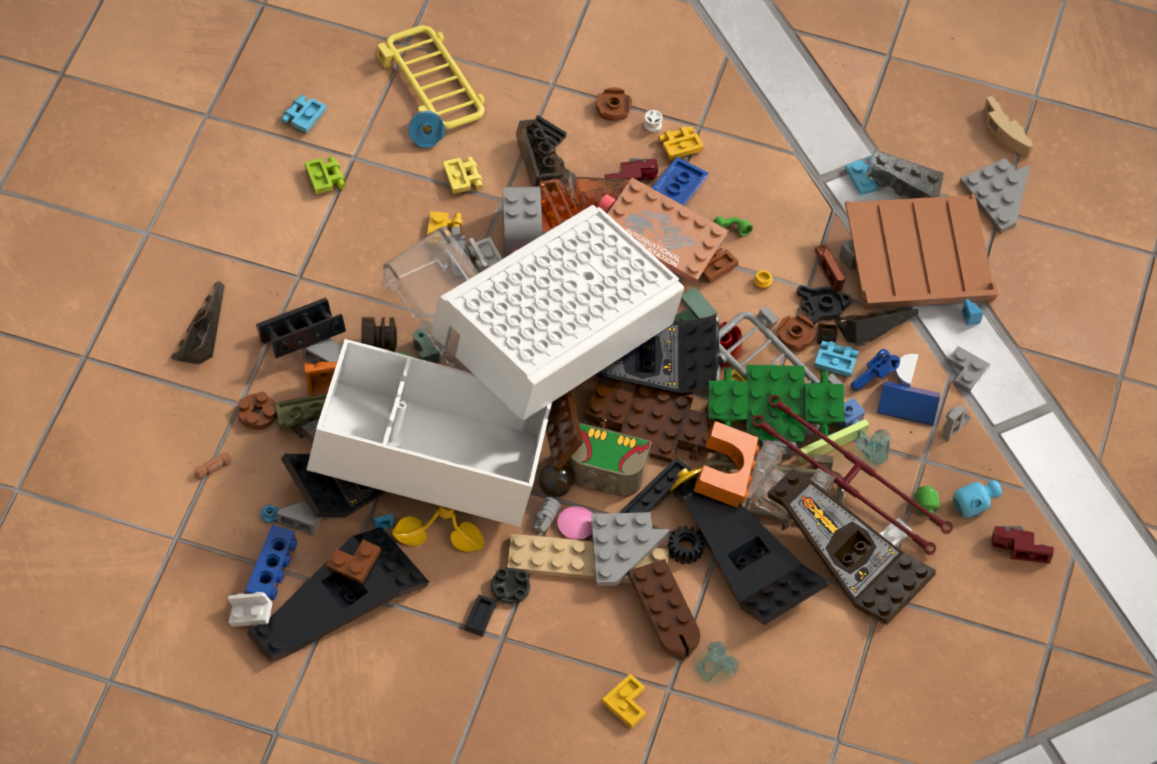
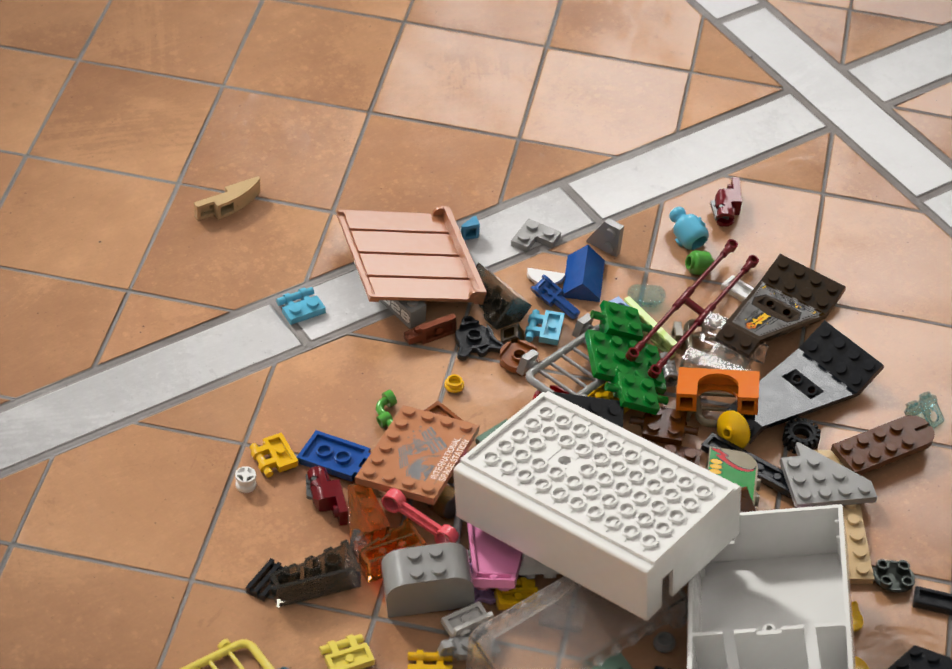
camera: 95 degrees left, 10 degrees down
(613, 112) = (221, 526): dark orange plate -> none
(904, 176) = (313, 266): clear smoke wedge -> none
(998, 192) = (308, 211): light grey wing -> none

